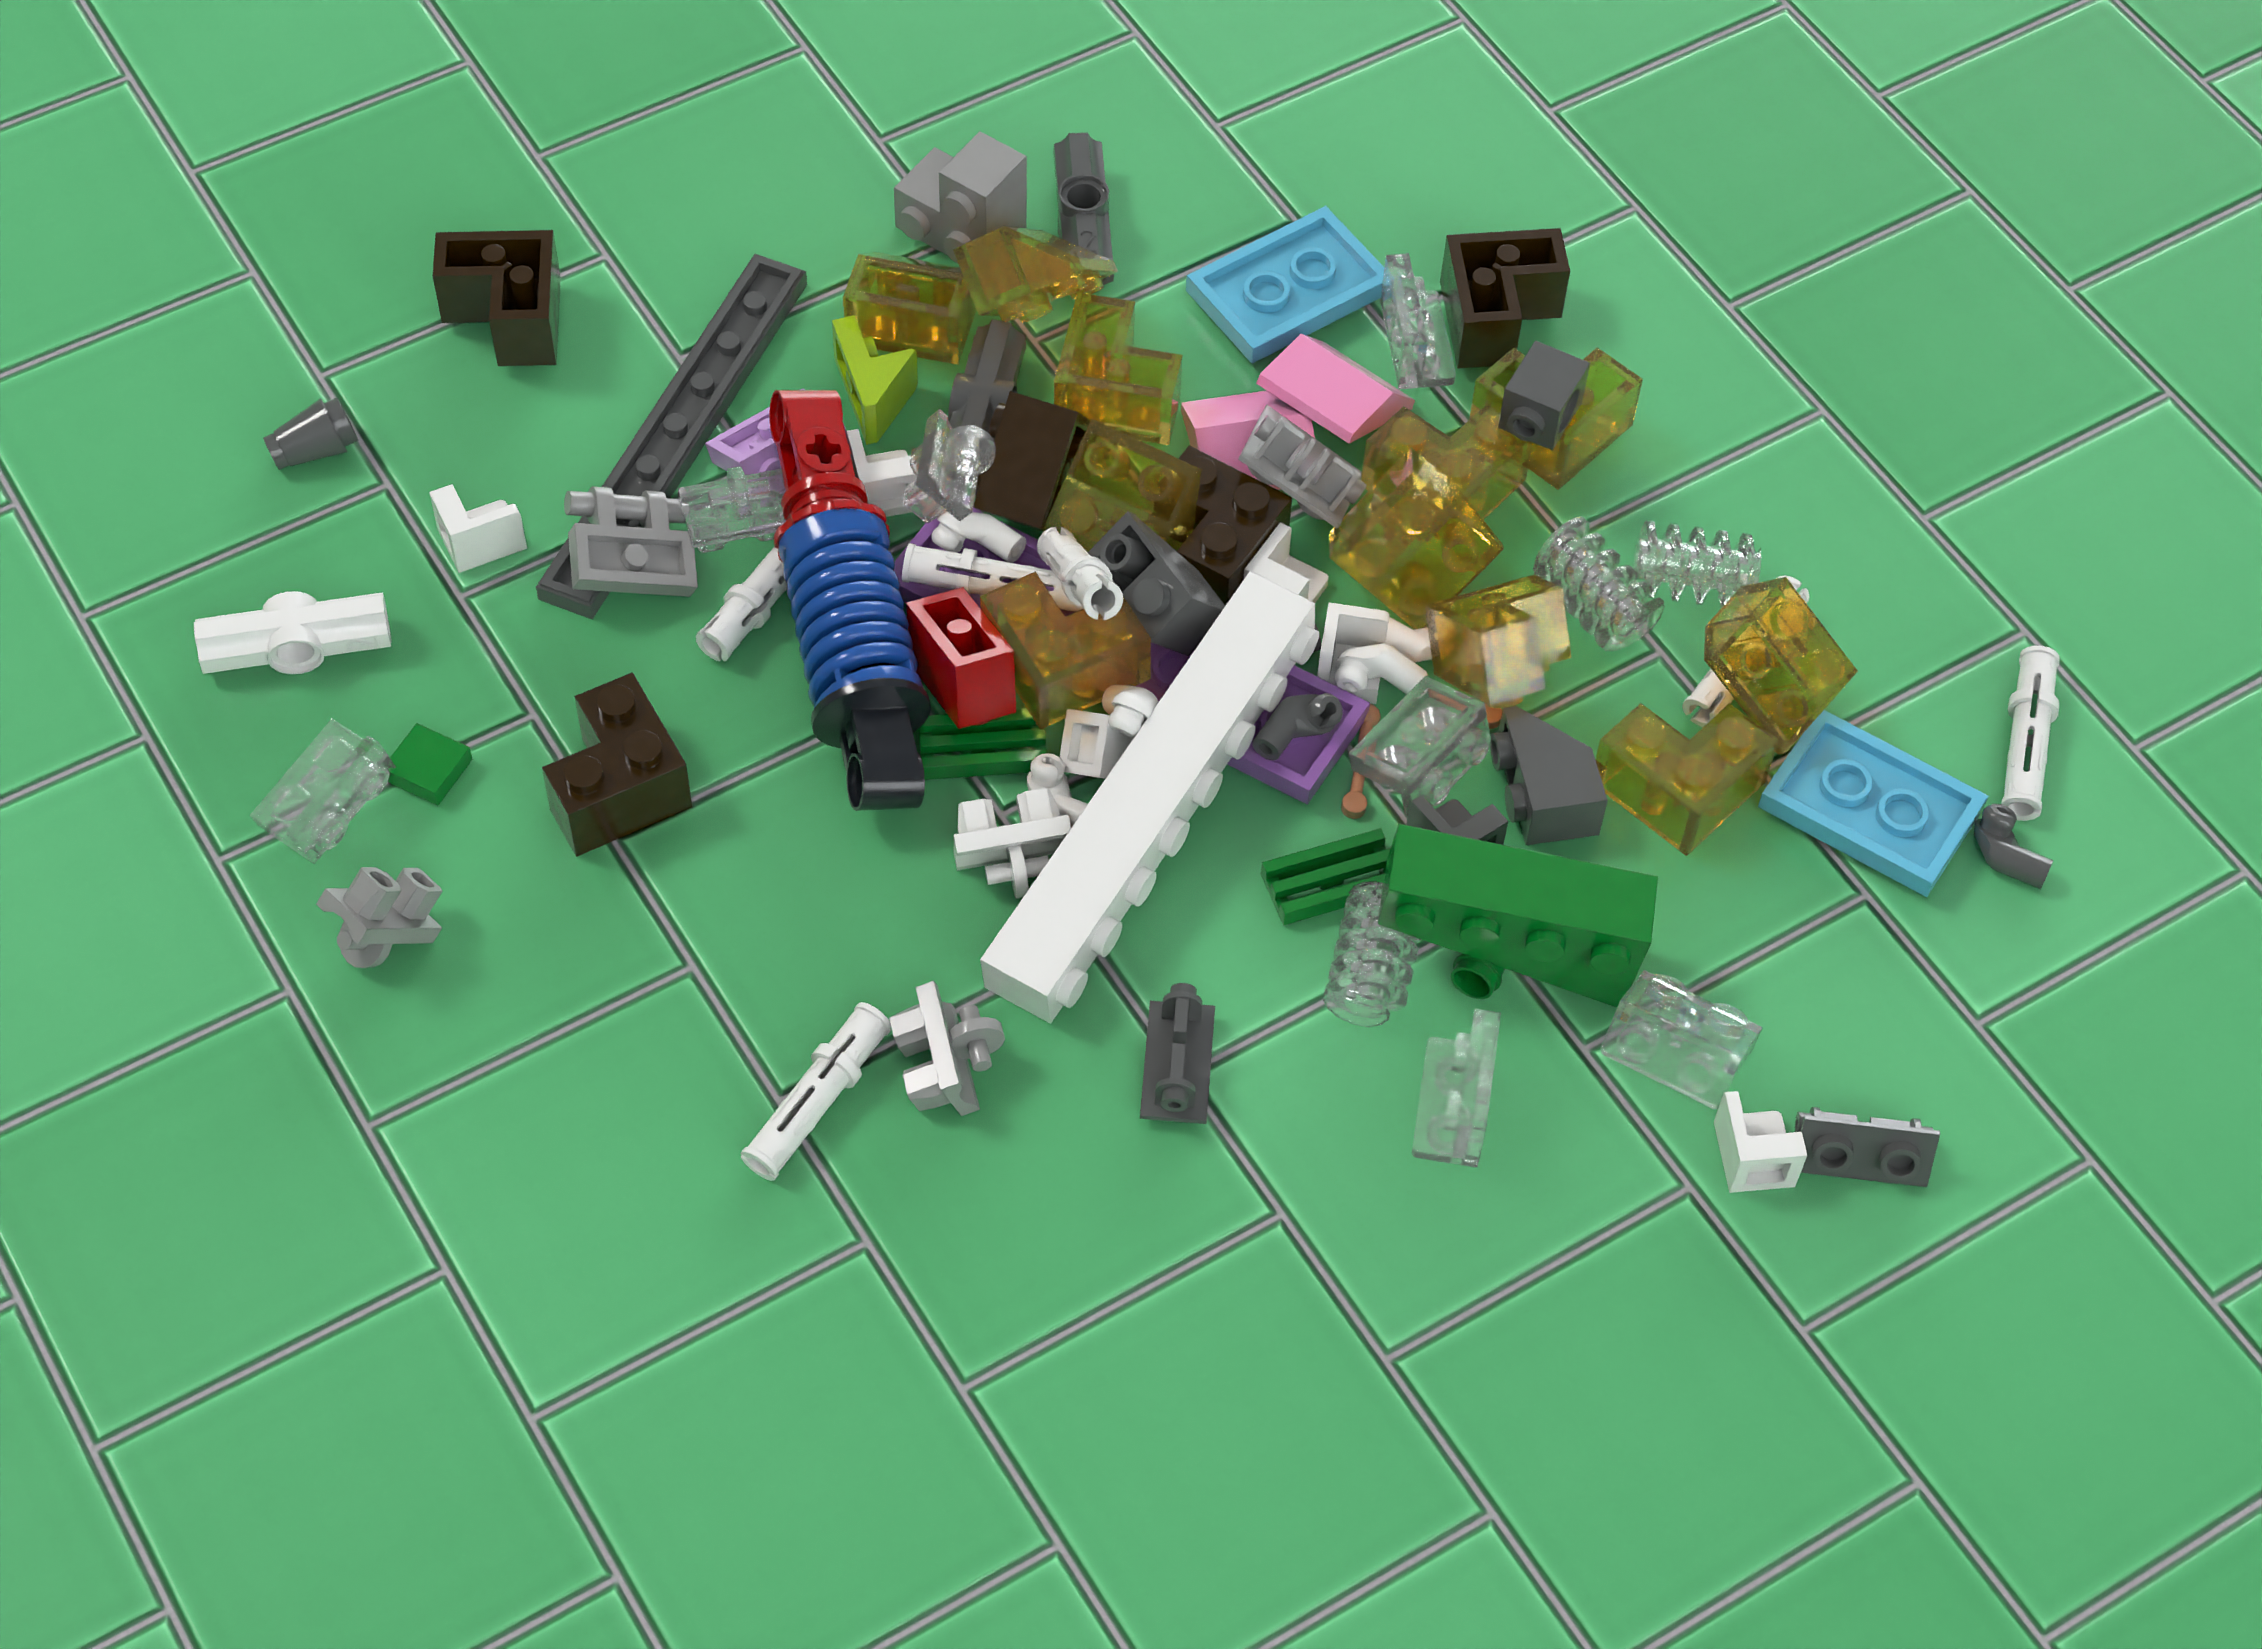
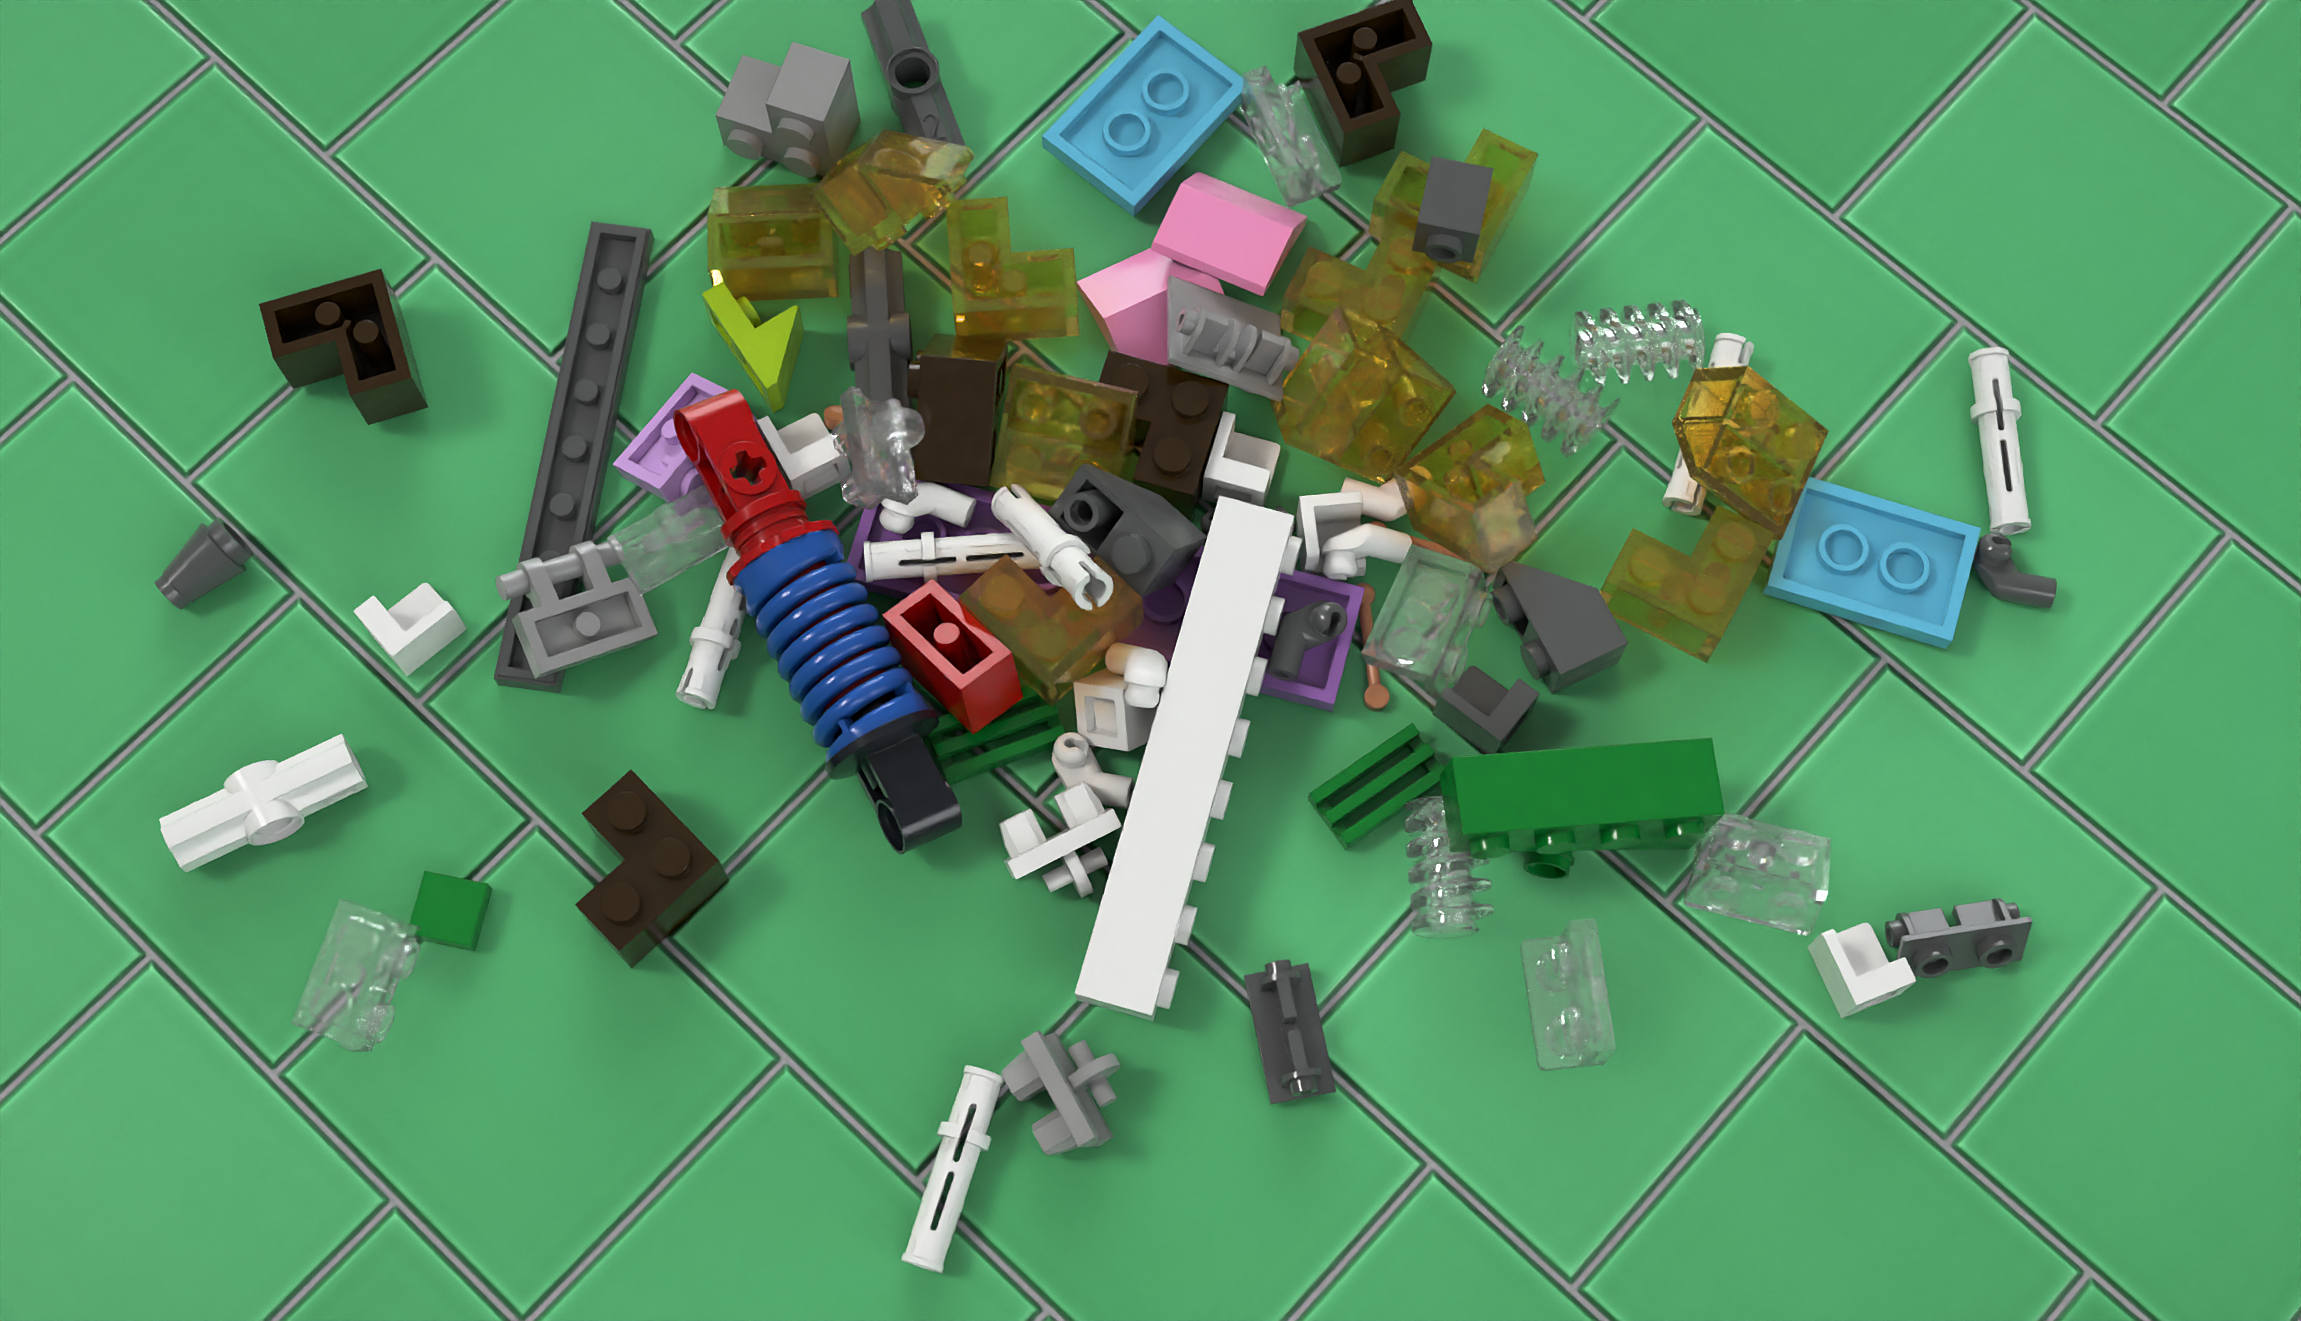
camera: 15 degrees left, 15 degrees up
(382, 913) = (467, 1105): light grey hips -> none

